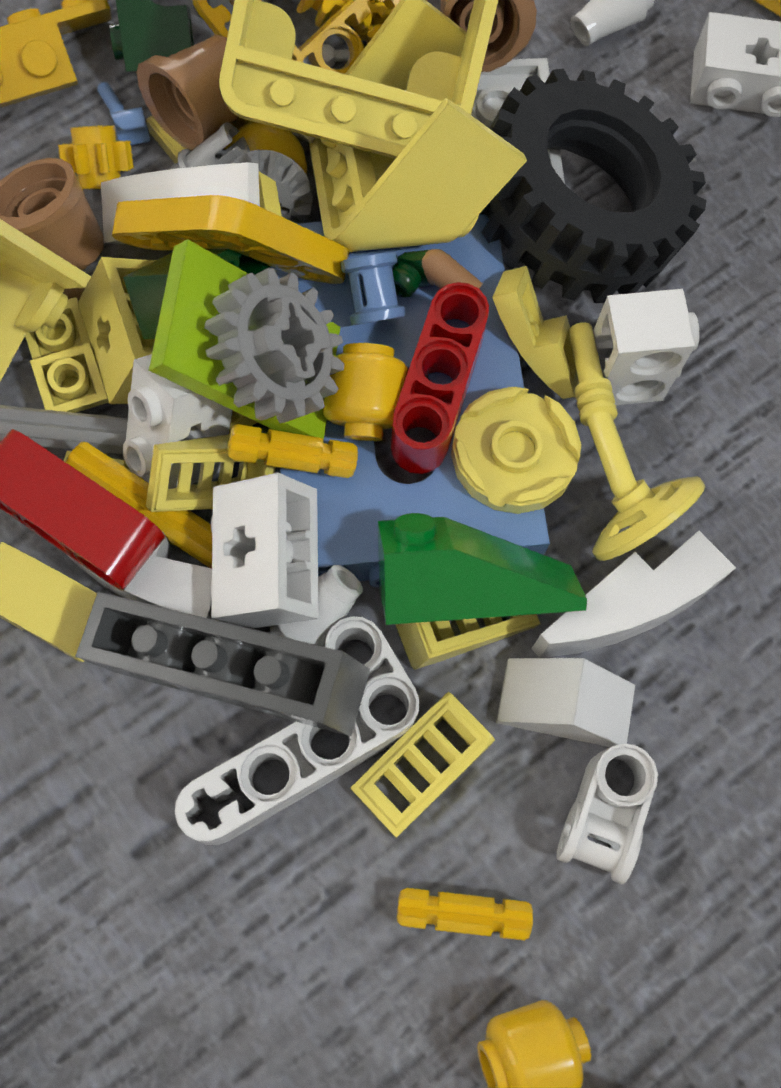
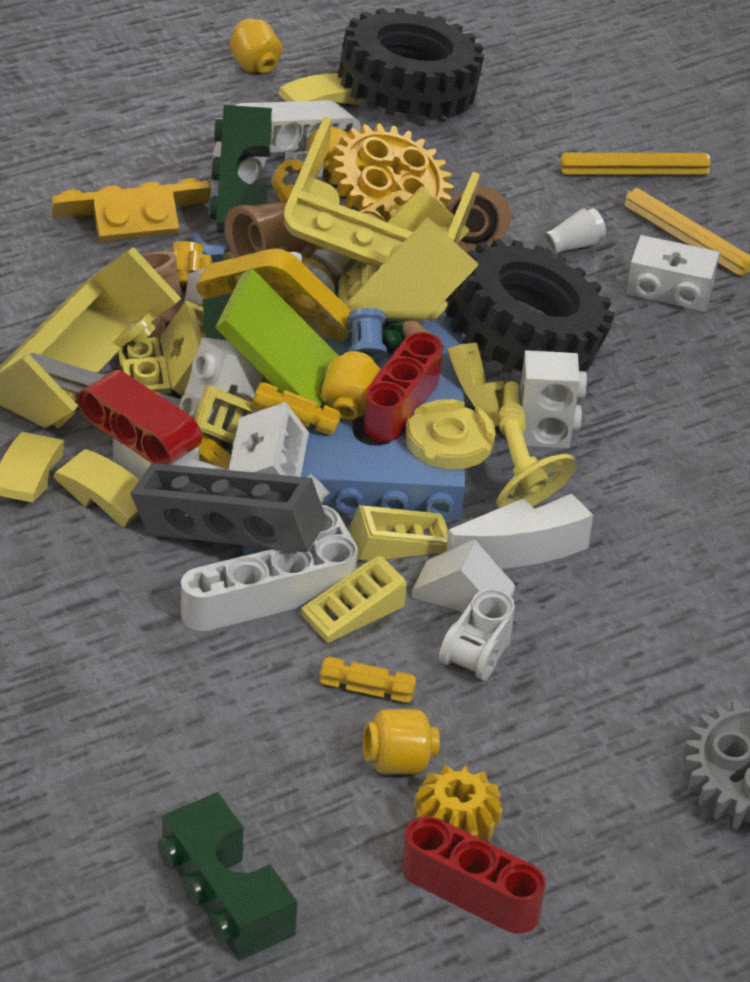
camera: 10 degrees right, 30 degrees down
(274, 346) = (297, 333): light grey gear -> none
(456, 572) = (392, 481): green slope -> none

